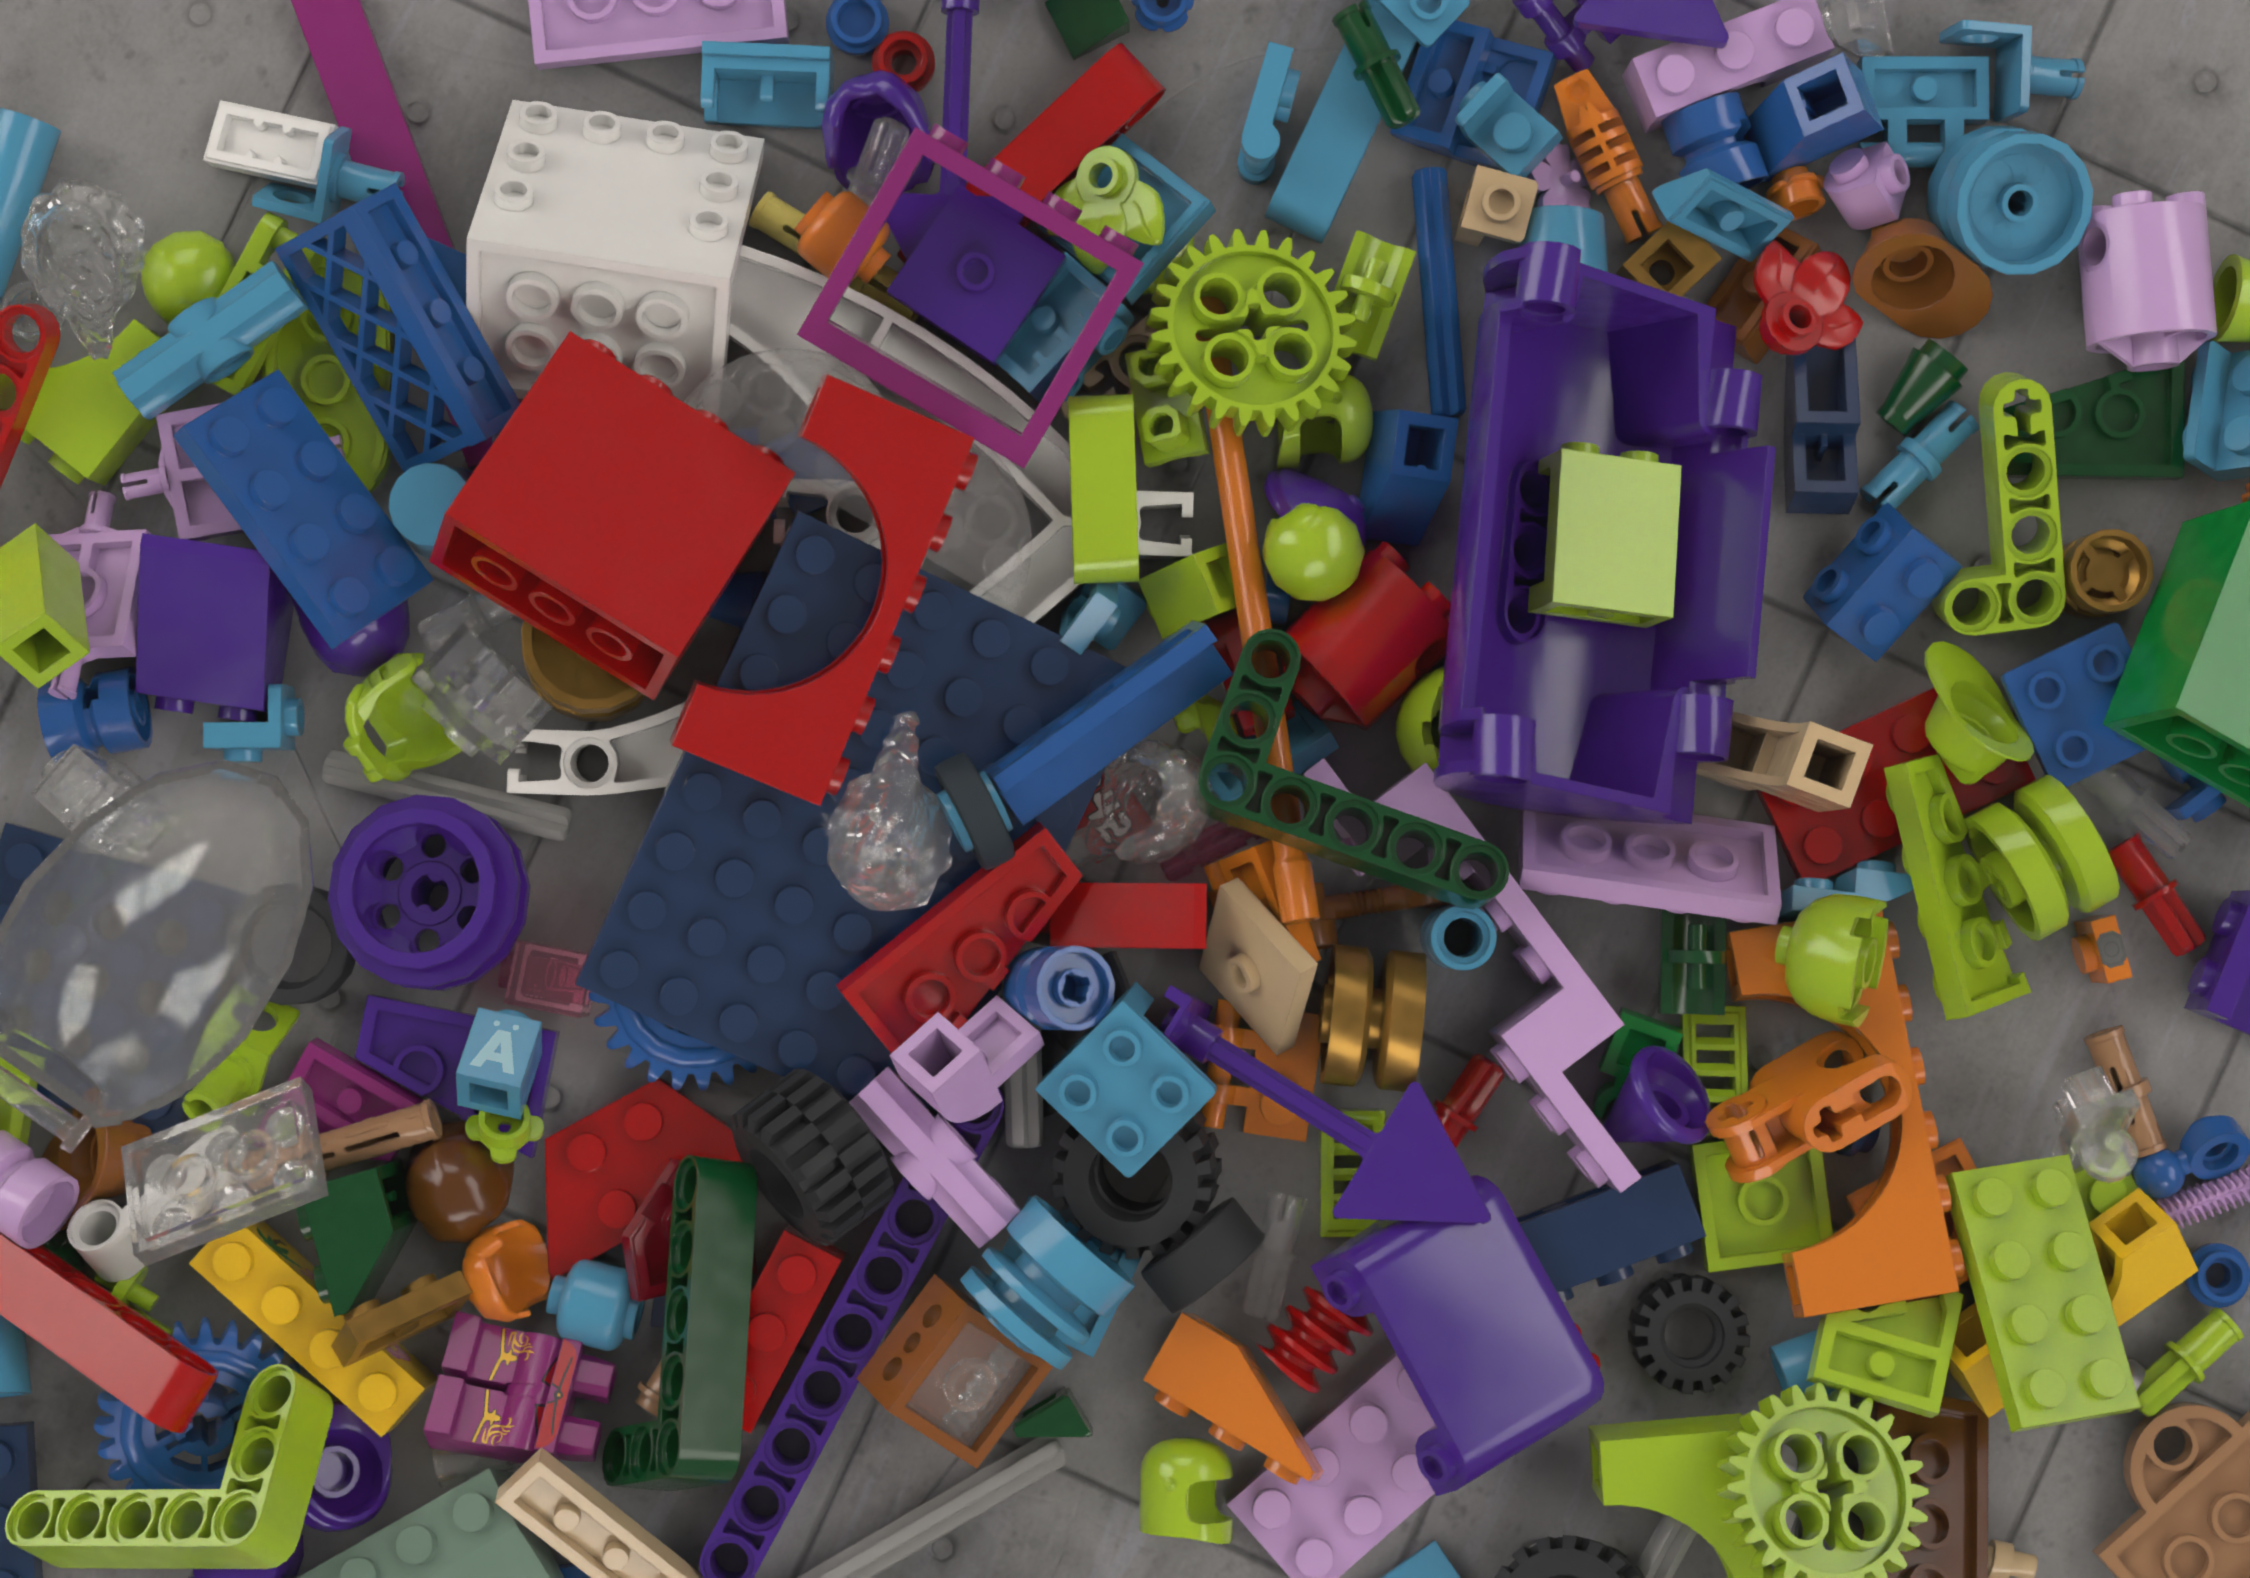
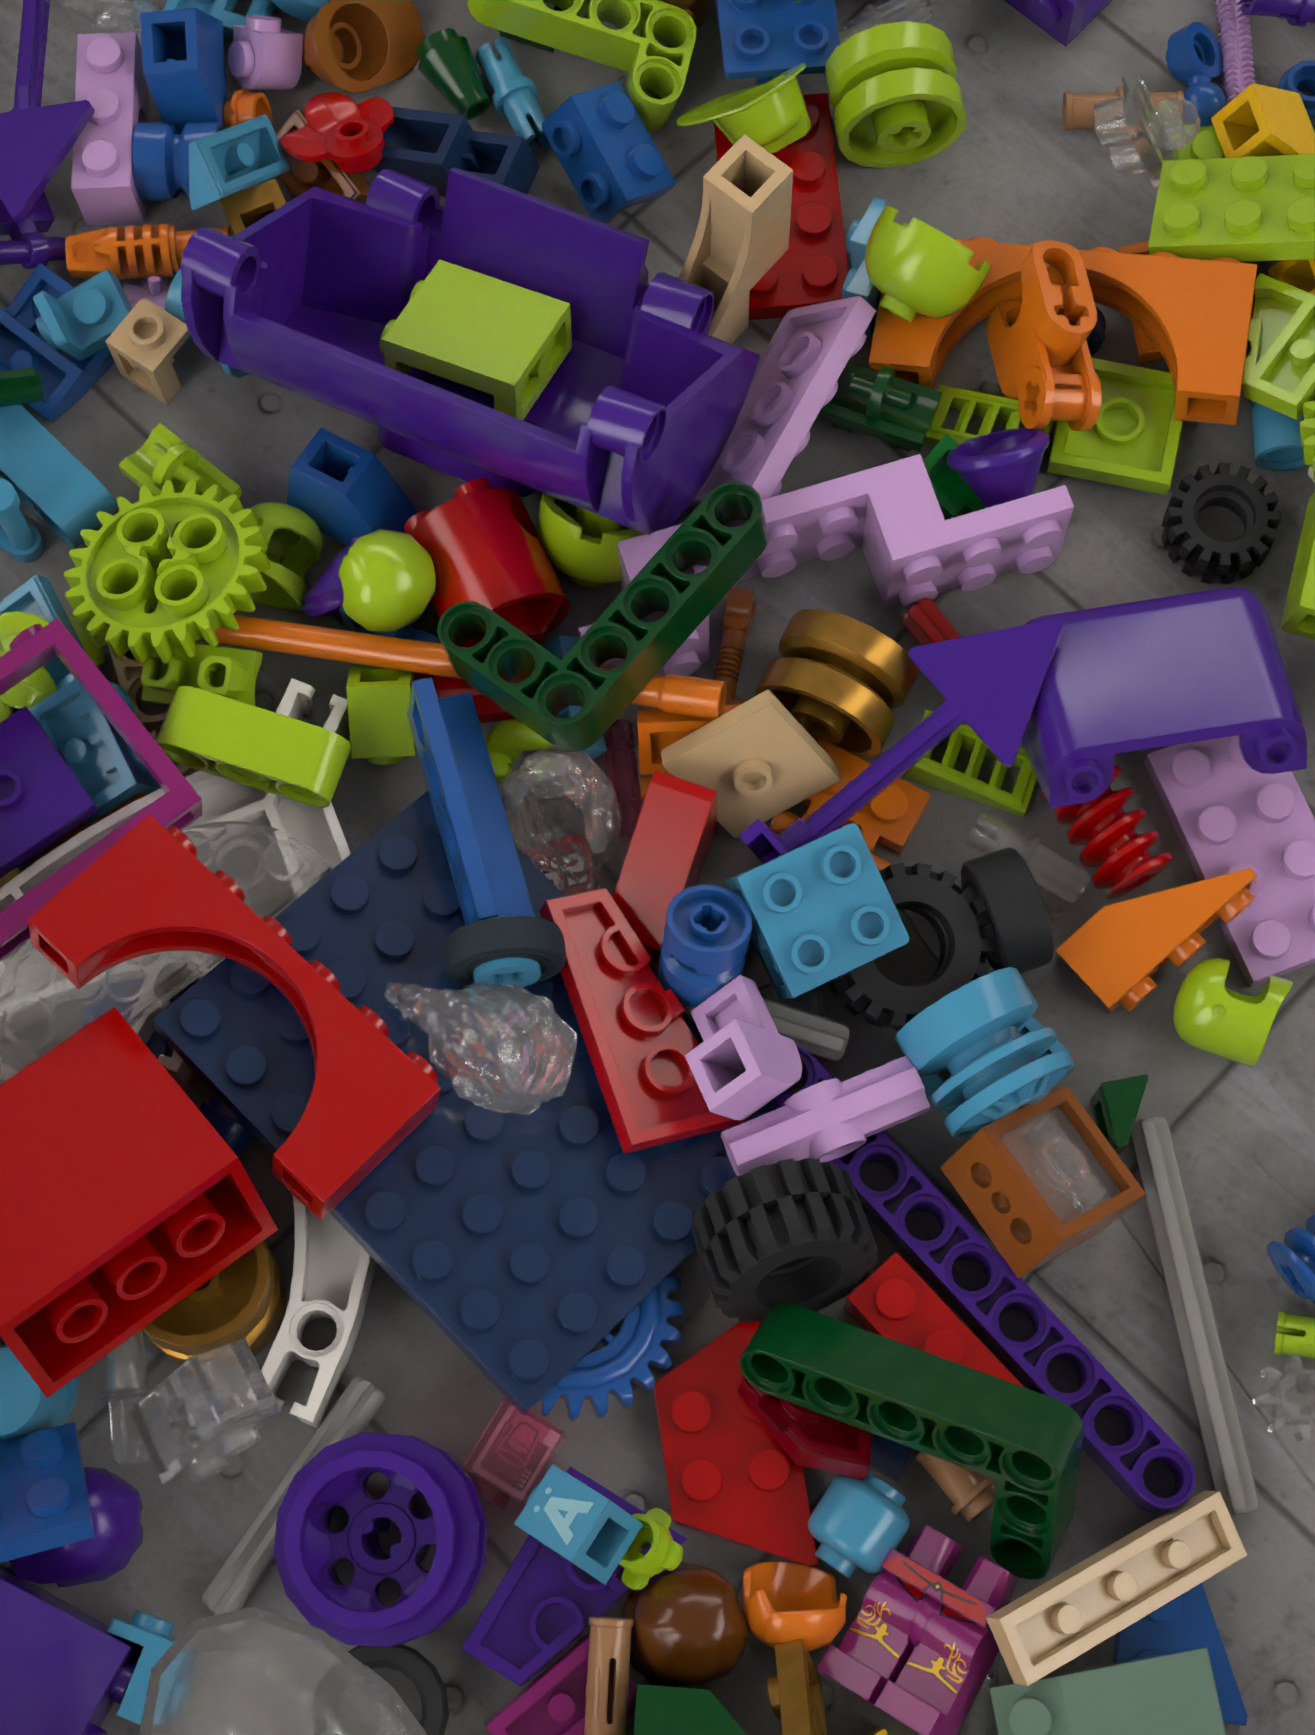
camera: 60 degrees left, 15 degrees down
(395, 711) = (200, 1518): lime helmet -> none
(1100, 614) = (367, 804): dark azure bracket -> none
(1439, 292) = (199, 424): blue axle -> none
(1482, 937) = (787, 581): dark azure pin -> none
(1608, 1231) = (1103, 544): dark blue brick -> none
(1948, 888) = (898, 174): lime wing -> none
(2100, 949) = (993, 85): orange plate -> none
(2156, 896) = (980, 28): red axle -> none

